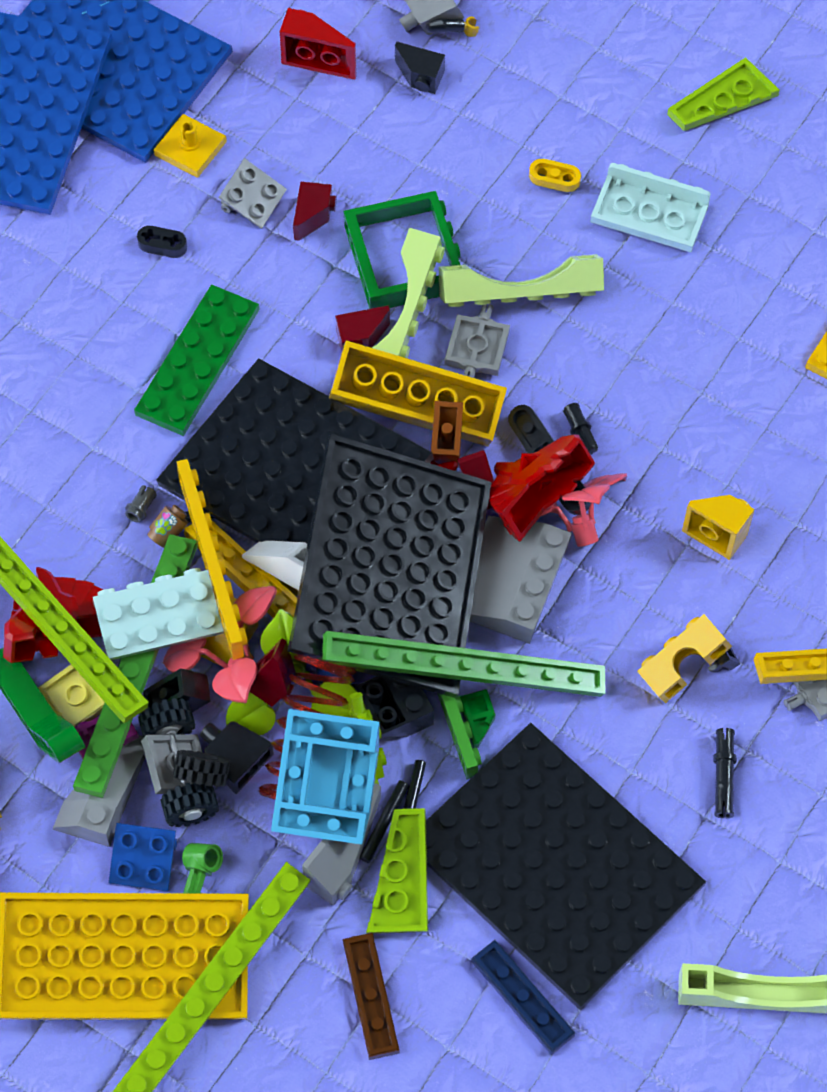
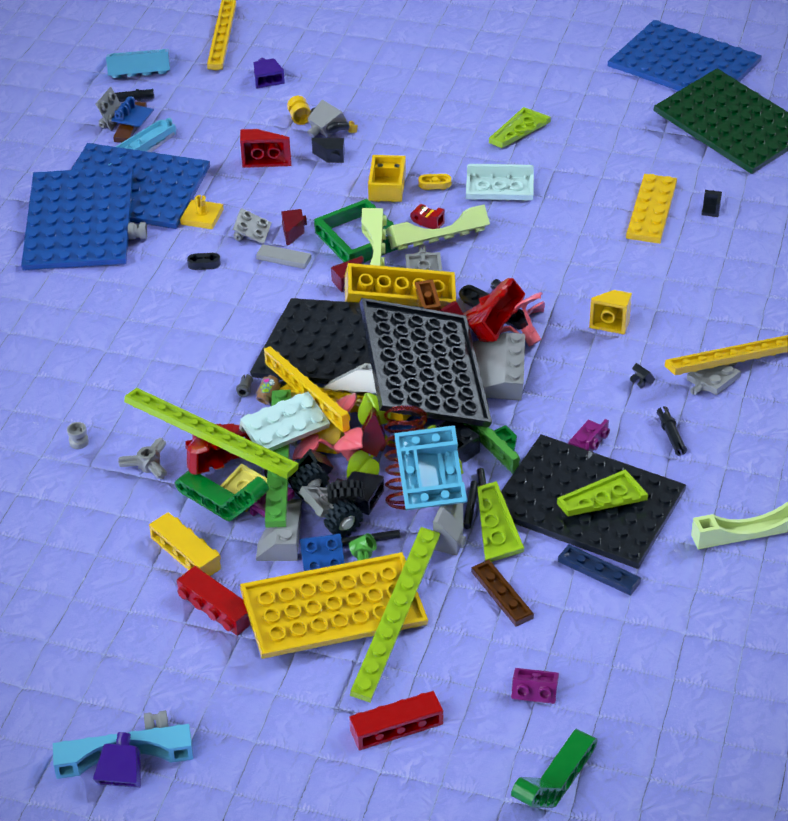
camera: 15 degrees left, 20 degrees down
(84, 157) = (137, 230): none -> light grey wheel
(197, 360) = (250, 312): green plate -> none
(221, 839) = (377, 536): none -> black bar
(280, 264) = (283, 256): none -> light grey tile
(463, 664) = (490, 402): bright green plate -> none
(482, 153) = (387, 178): none -> yellow piece
(519, 246) = (428, 217): none -> red leg
(580, 872) = (606, 493): none -> lime wing
(600, 746) = (590, 435): none -> magenta bracket
(662, 669) = (628, 364): yellow arch -> none

